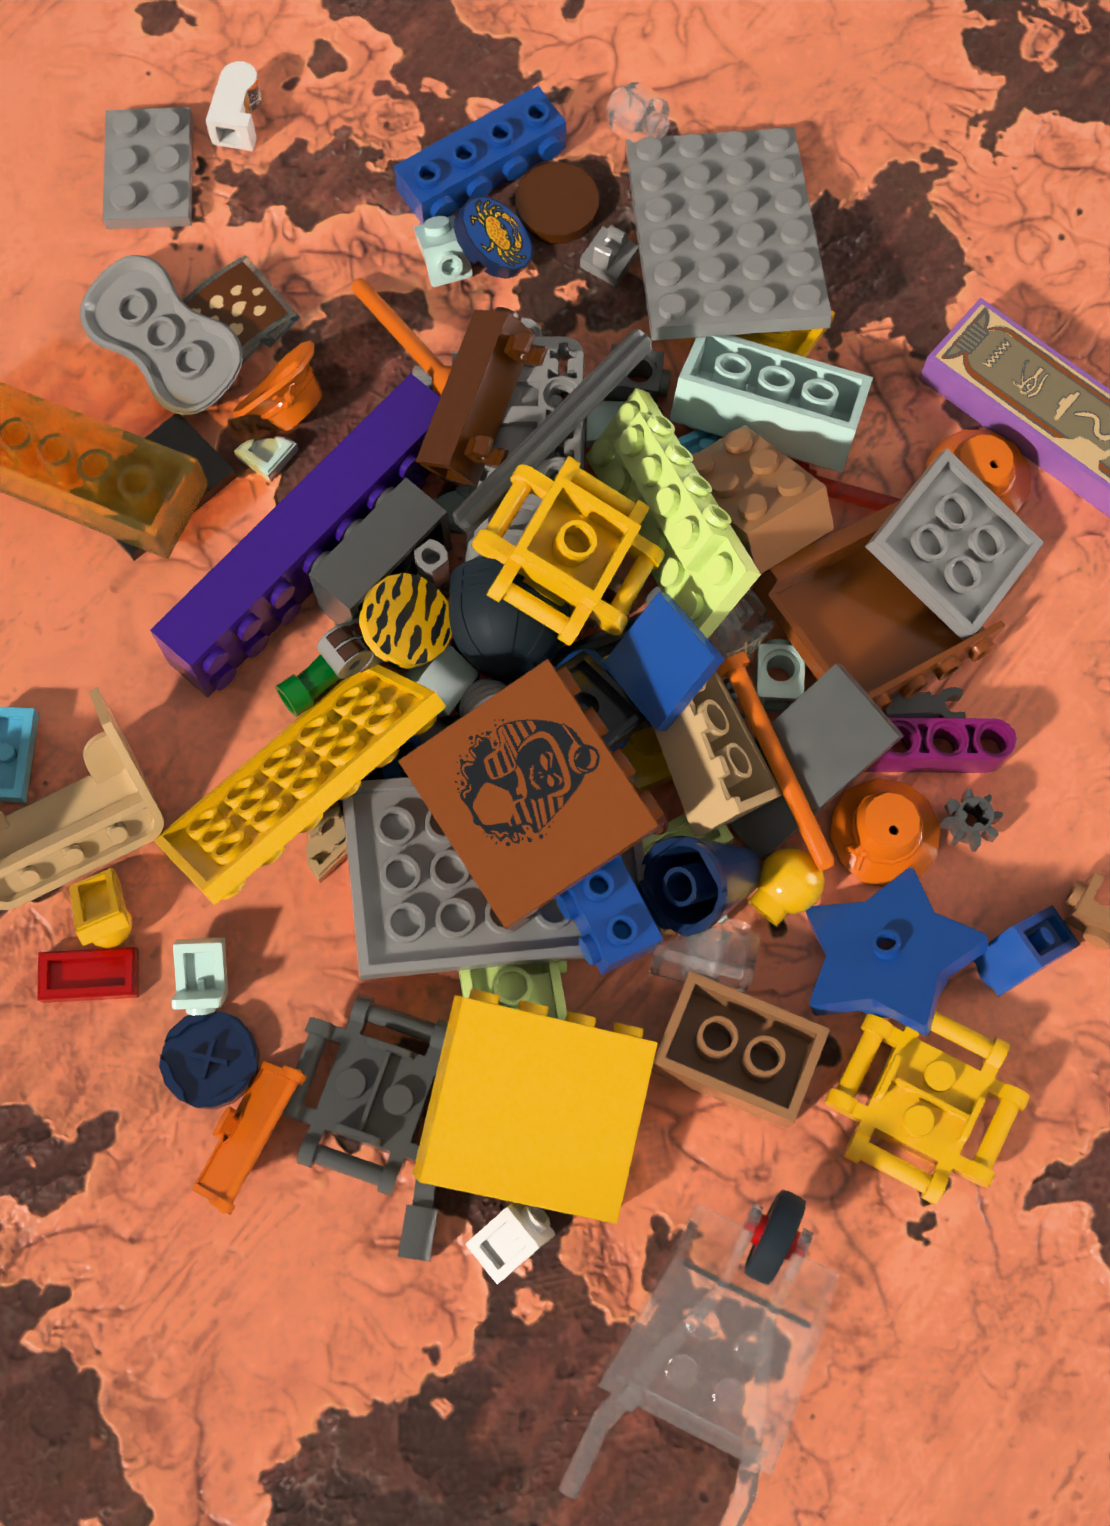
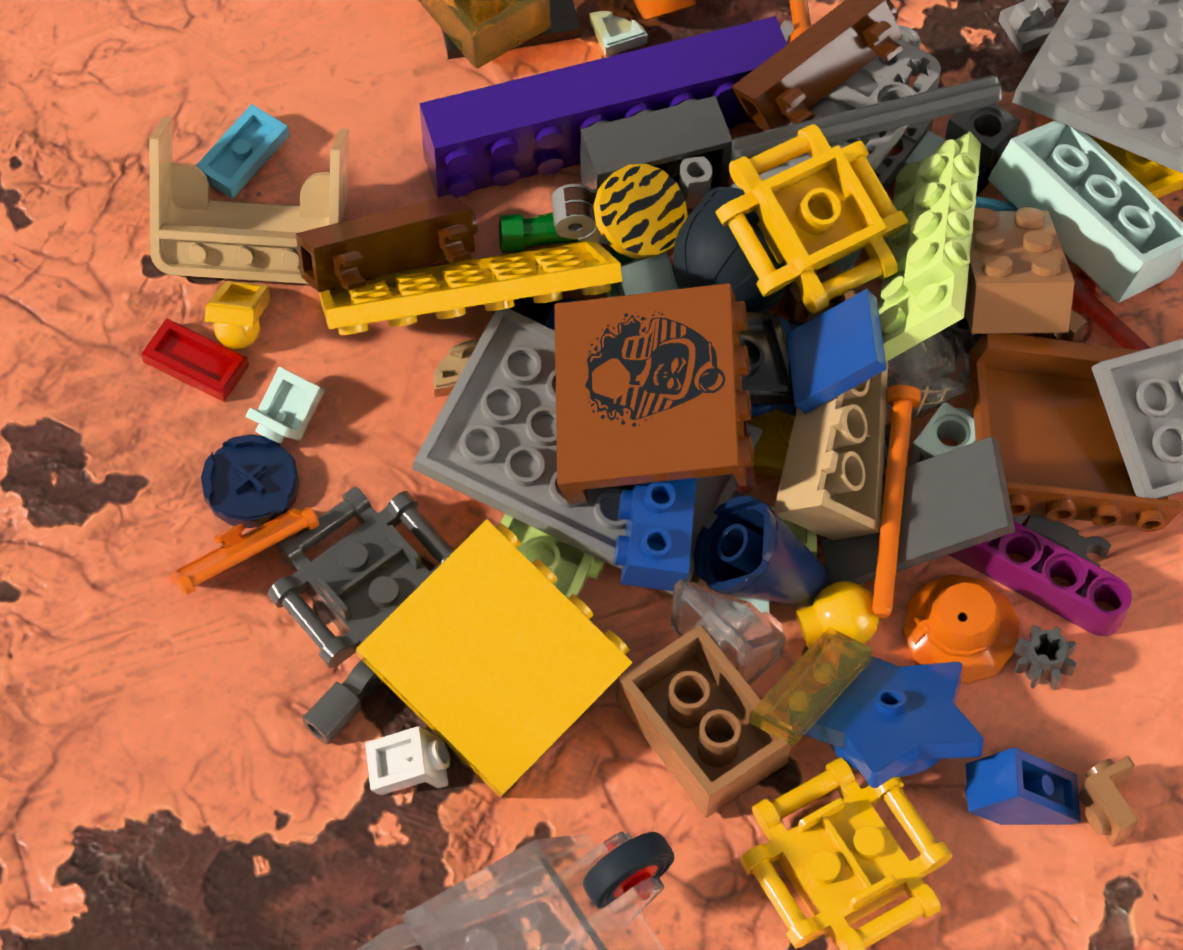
camera: 30 degrees right, 10 degrees down
(197, 774) = (386, 243): none -> reddish brown brick
(815, 971) = (811, 686): none -> clear yellow tile

